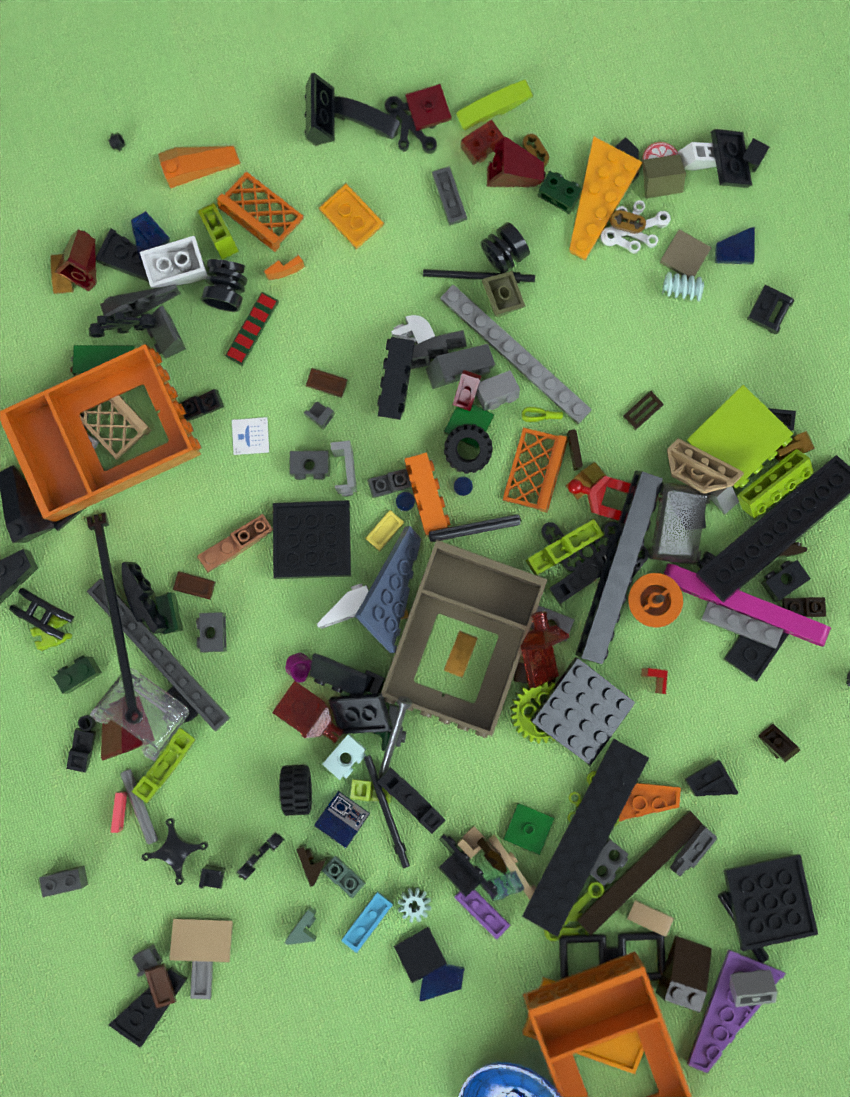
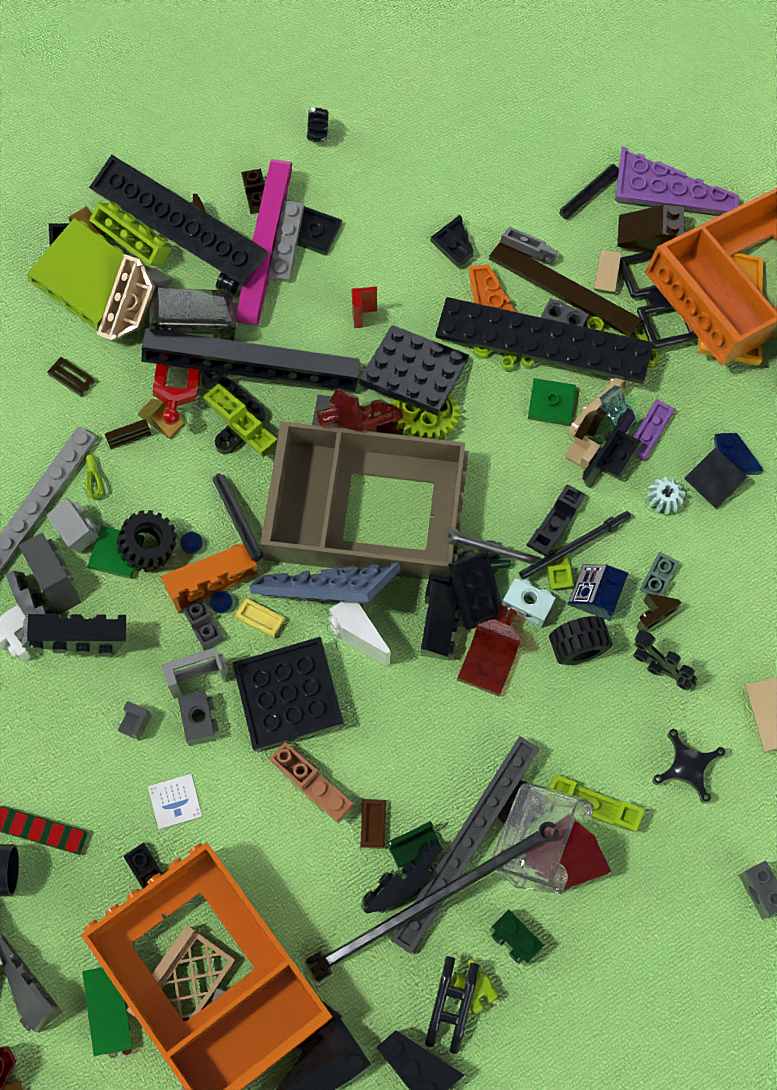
camera: 110 degrees left, 15 degrees down
(81, 750) = (605, 912): black slope -> none
(84, 723) = (572, 916): black hinge -> none
(119, 811) = (664, 844): coral tile -> none
(121, 323) = (49, 954): black plant -> none
(139, 808) = (651, 824): light grey axle -> none
(165, 334) = (58, 935): dark grey slope -> none
(212, 877) = (703, 718): black panel -> none
(216, 643) = (435, 775): dark grey brick -> none
(298, 667) = (440, 675): magenta piece -> none
(300, 933) = (734, 608): sand green slope -> none
(326, 383) = (93, 723): reddish brown tile -> none
(367, 922) = (699, 540): medium azure plate -> none
(460, 654) = (382, 487): pearl gold slope -> none
(466, 390) = (78, 554): plate -> none
(550, 476) = (154, 451): orange fence -> none
(579, 578) = (273, 403): black slope -> none
(655, 600) = (279, 320): orange piece -> none
(753, 988) = (645, 165): light grey brick -> none
(770, 902) = (558, 169): black plate -> none
(778, 743) = (400, 188): dark brown slope -> none
(796, 577) = (226, 201): black brick -> none

